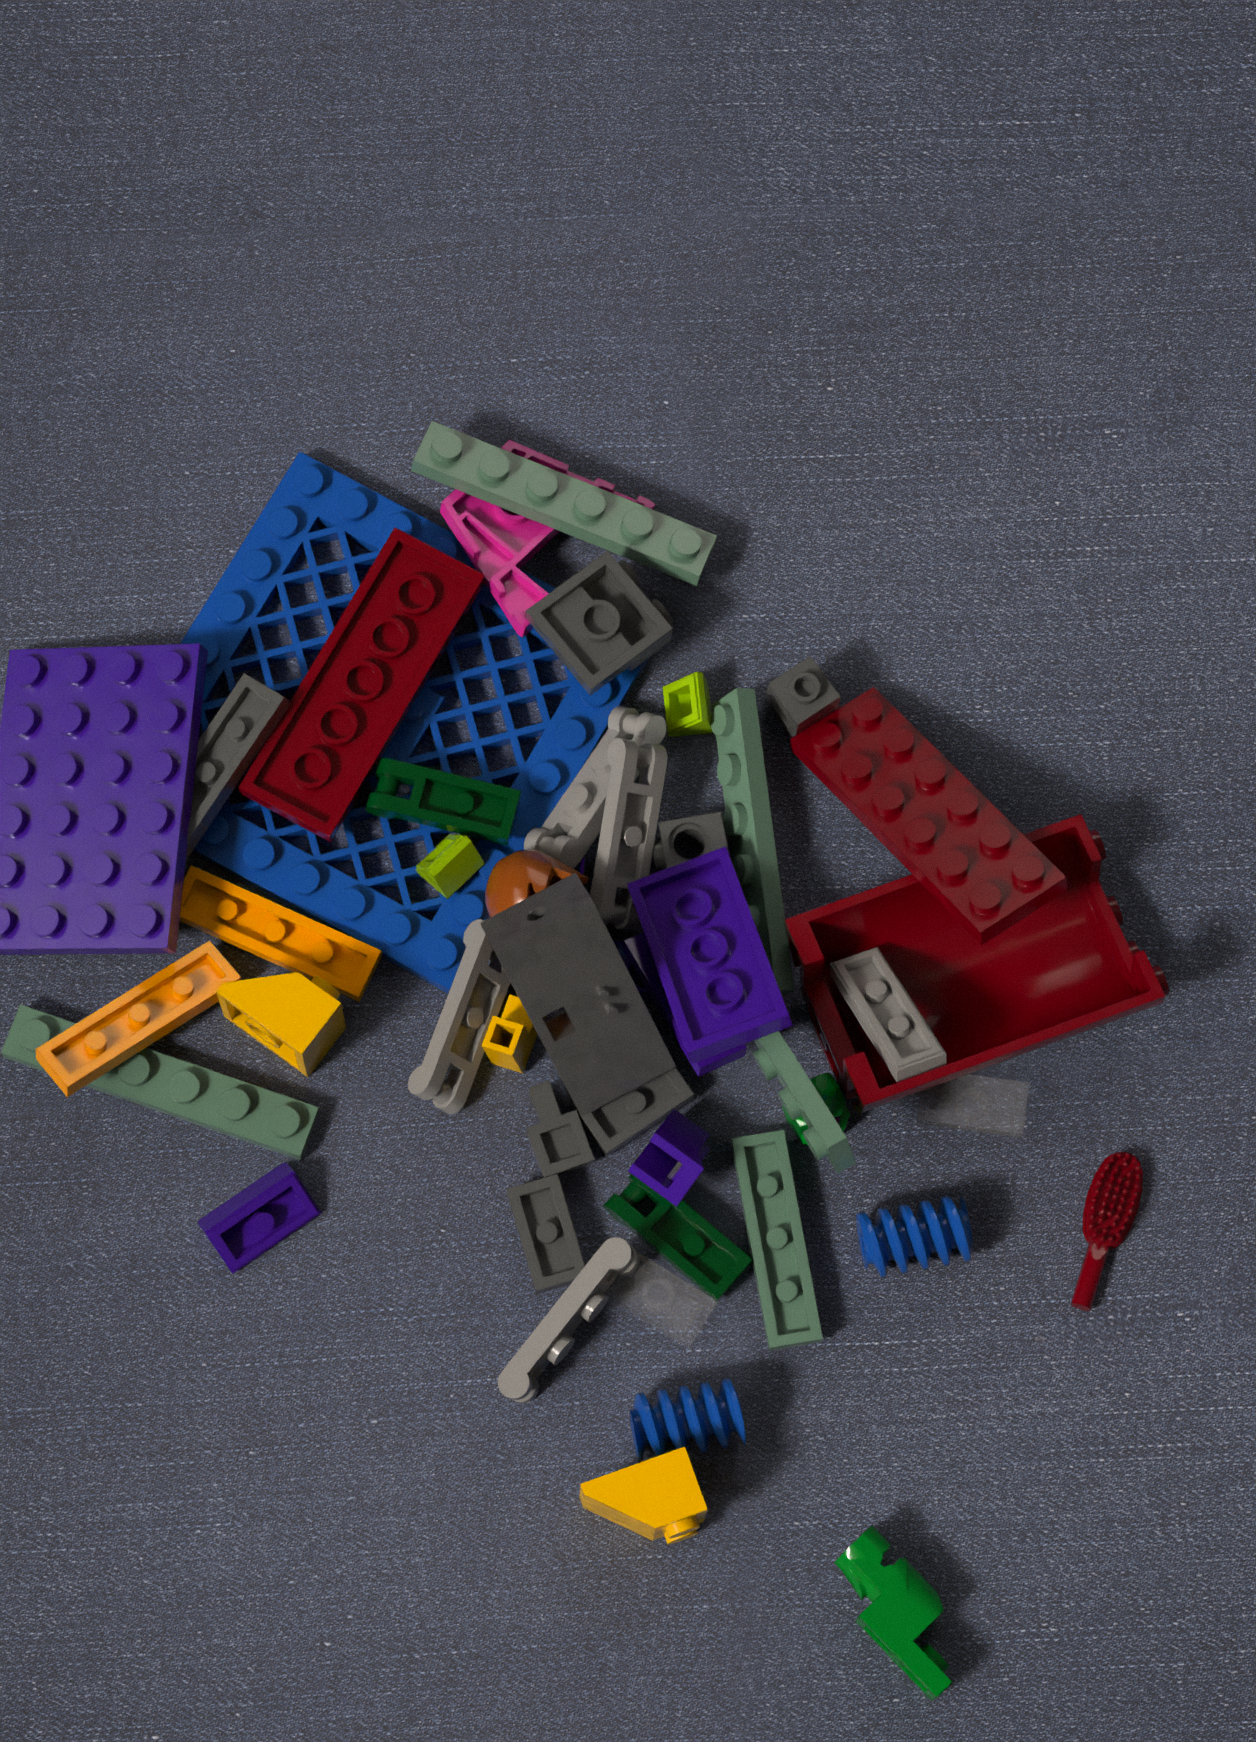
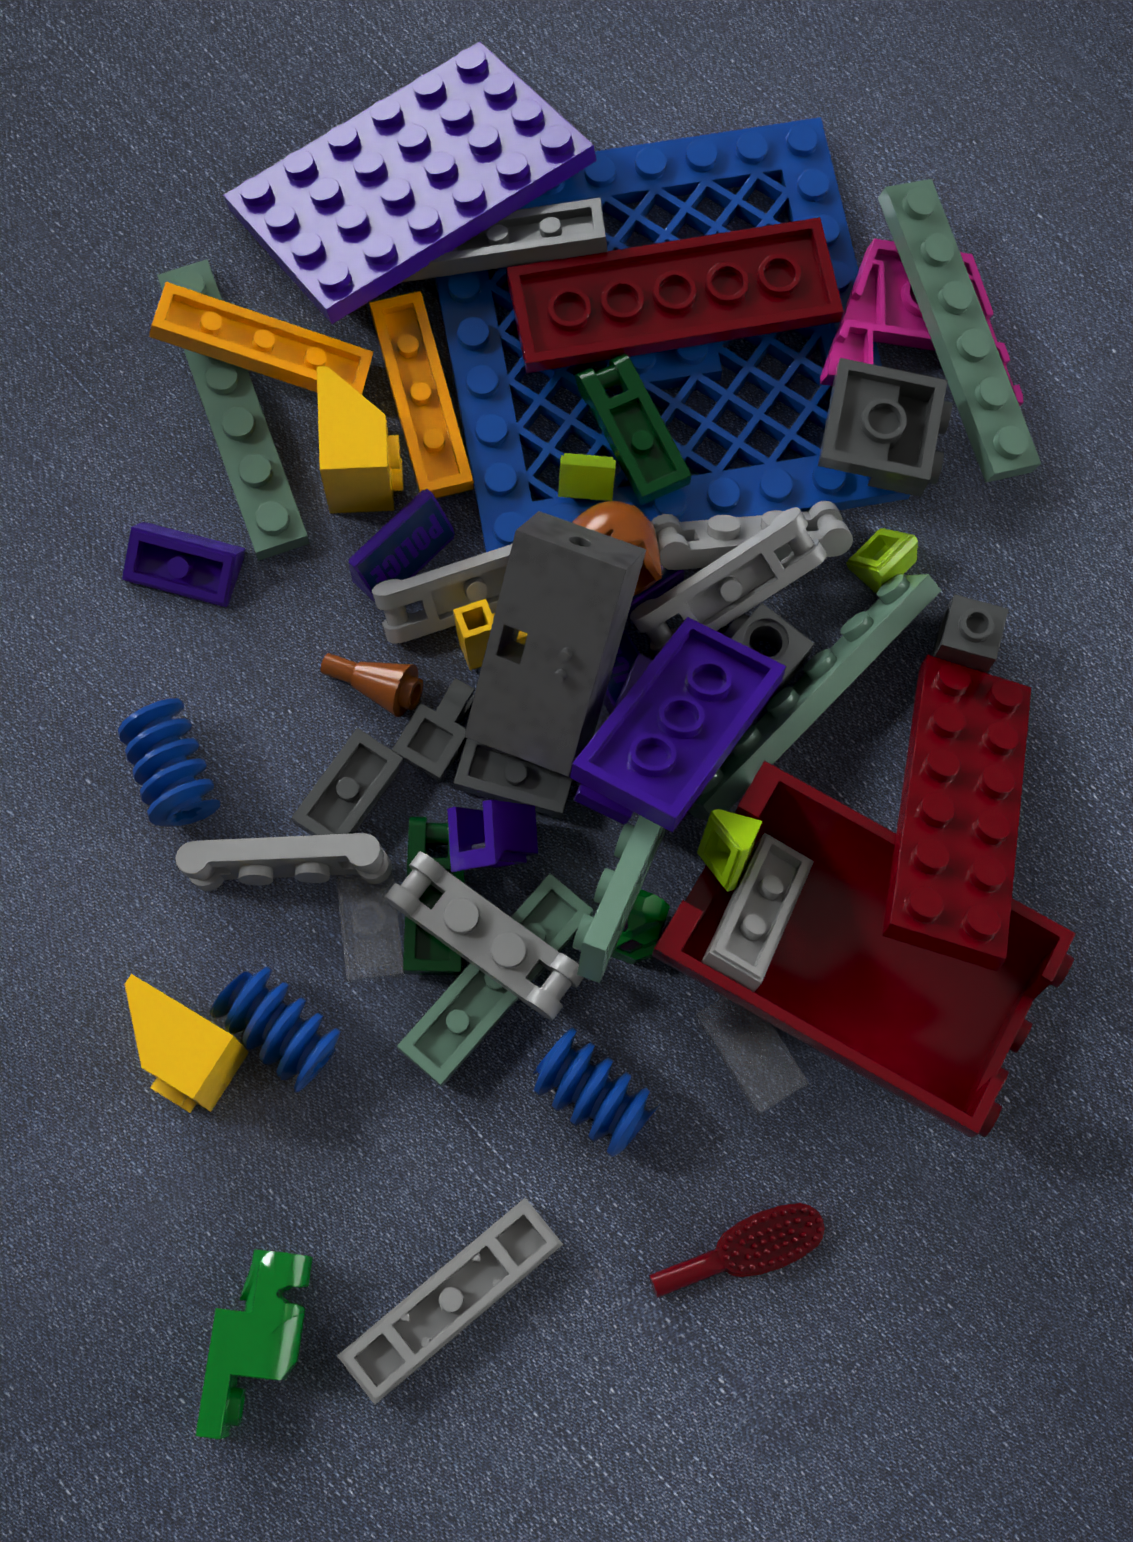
camera: 50 degrees right, 0 degrees up
(388, 1045) = (402, 544): none -> slope
(419, 1349) = (163, 764): none -> blue piece
(484, 1143) = (386, 684): none -> dark orange cone
(742, 1220) = (485, 936): none -> light grey plate
(824, 996) = (728, 845): none -> lime slope
(979, 1453) = (449, 1301): none -> light grey plate

